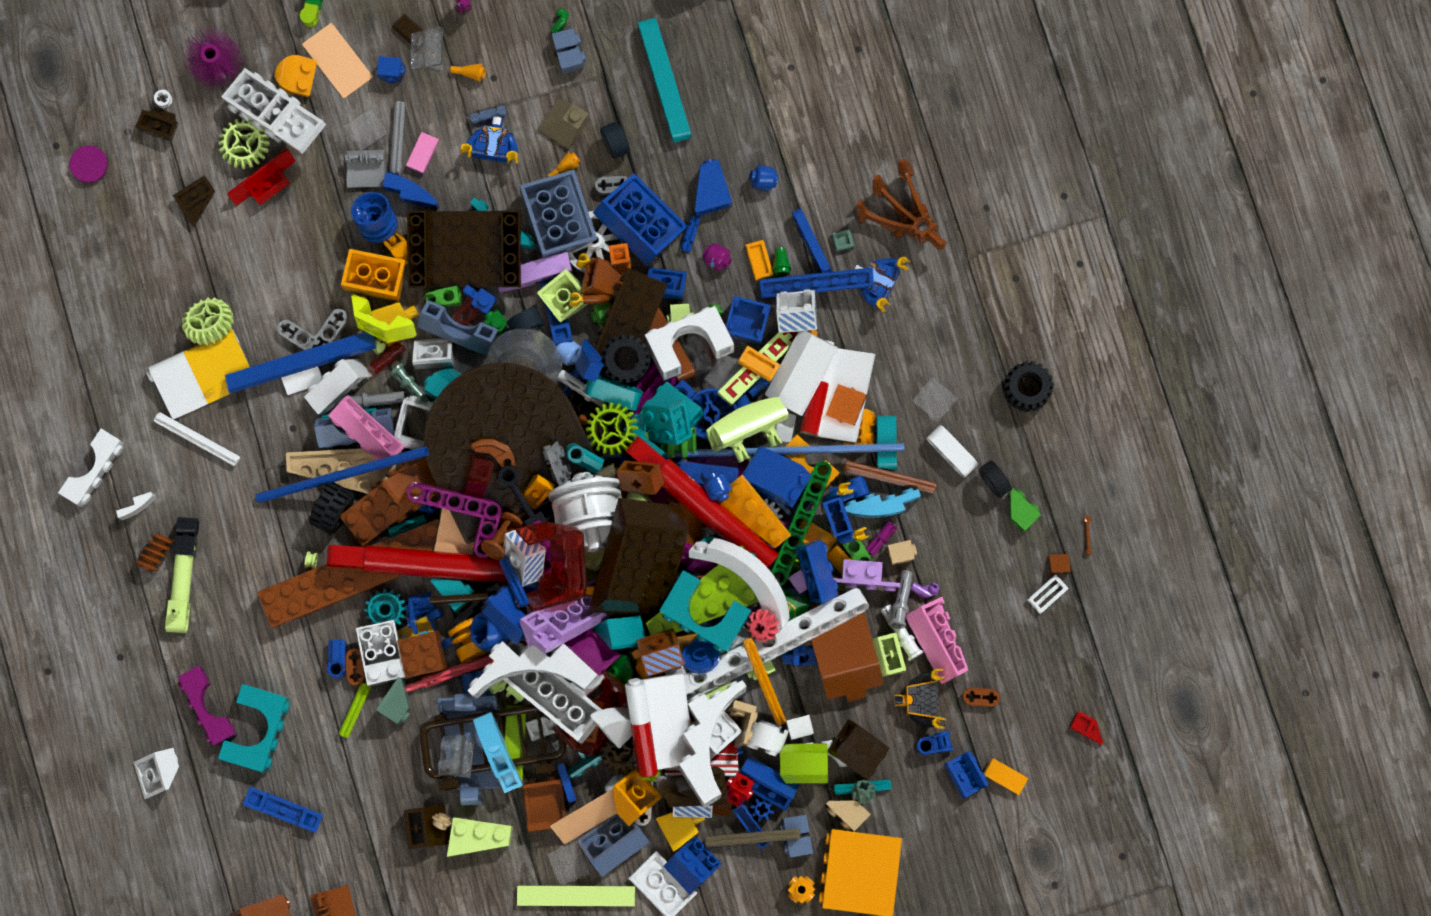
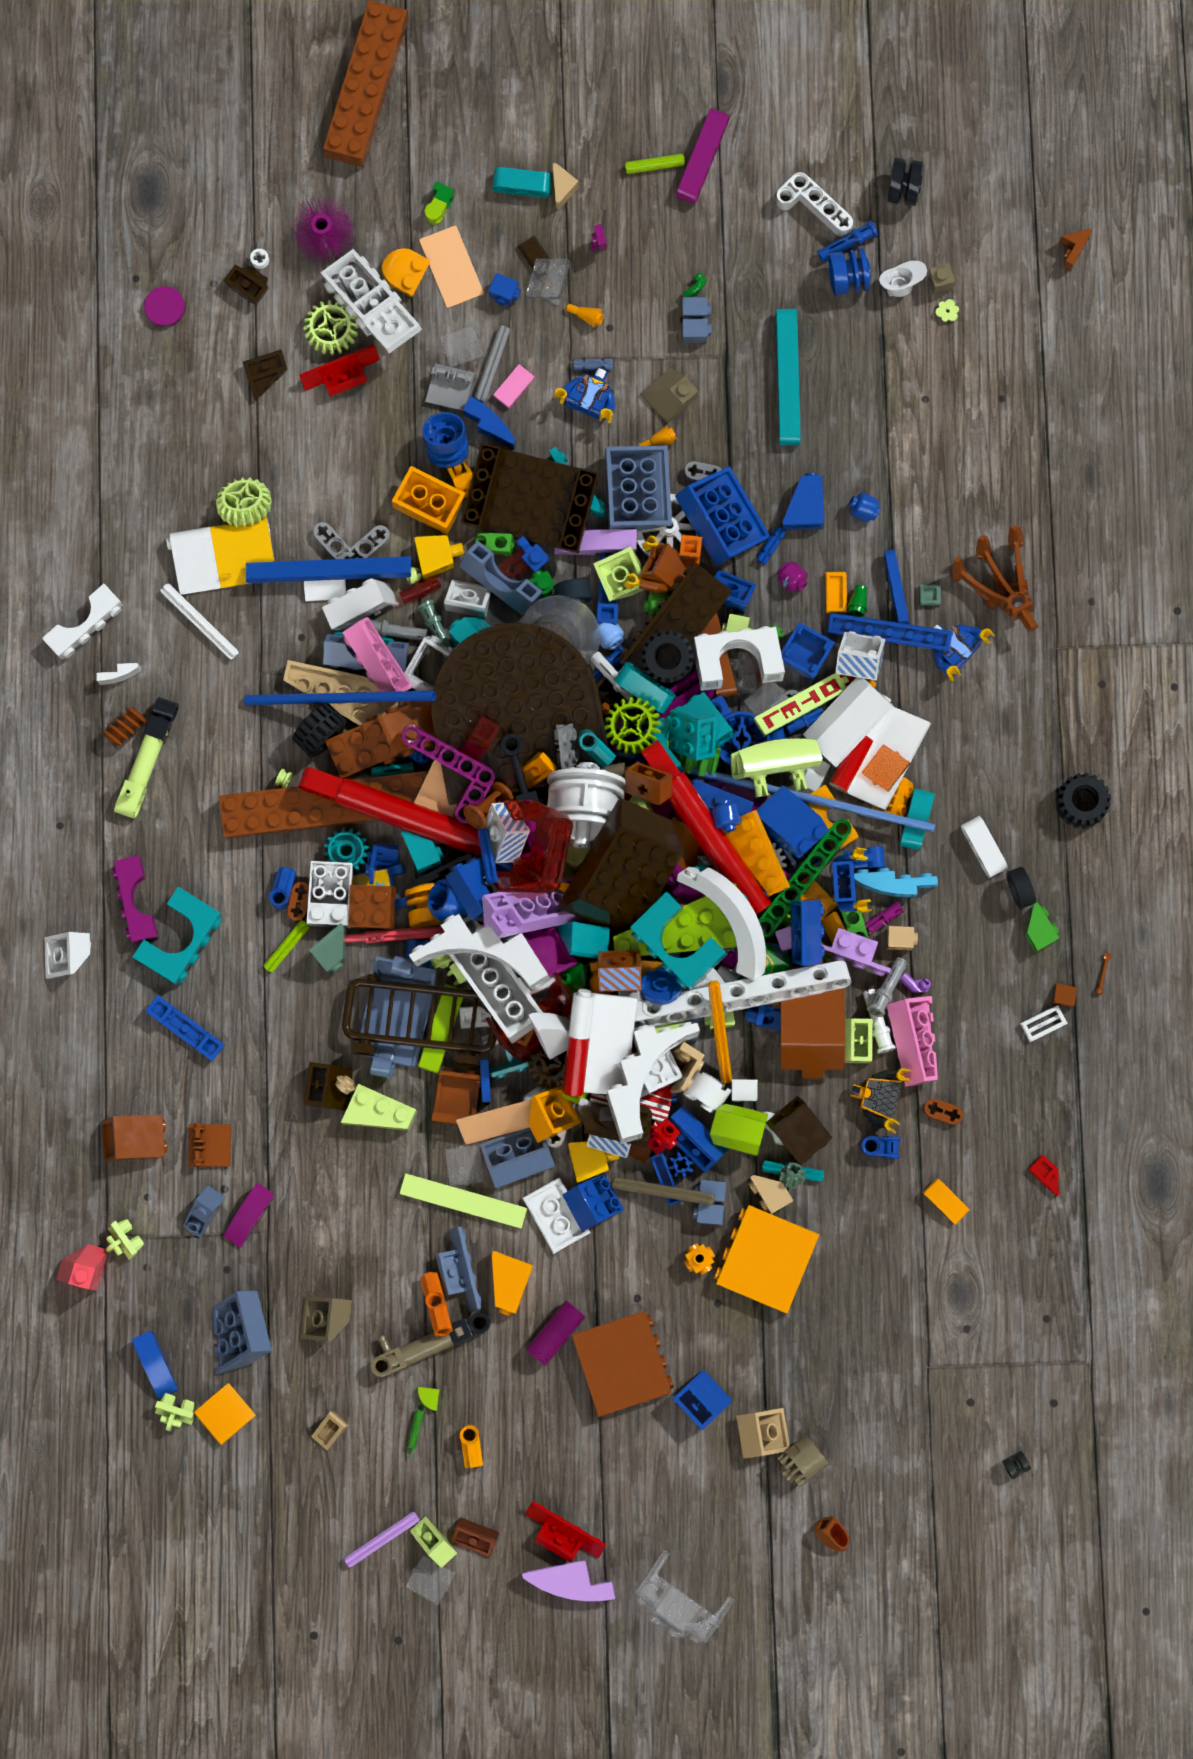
camera: 20 degrees right, 0 degrees up
(397, 330) = (437, 564): neon yellow slope -> none
(456, 756) = (379, 1021): clear bracket -> none
(458, 598) = (425, 858): dark brown piece -> none
(497, 449) = (507, 714): dark orange piece -> none
(497, 752) = (422, 1029): medium azure slope -> none
(588, 362) = (627, 649): blue slope -> none
(615, 140) = (718, 426): black wheel -> none
(758, 363) = (805, 700): light orange tile -> none
(759, 619) = (731, 979): coral gear -> none
(889, 476) = (911, 855): dark orange axle -> none
(935, 399) = (981, 788): clear piece -> none
(966, 774) = (905, 1187): blue bracket -> none

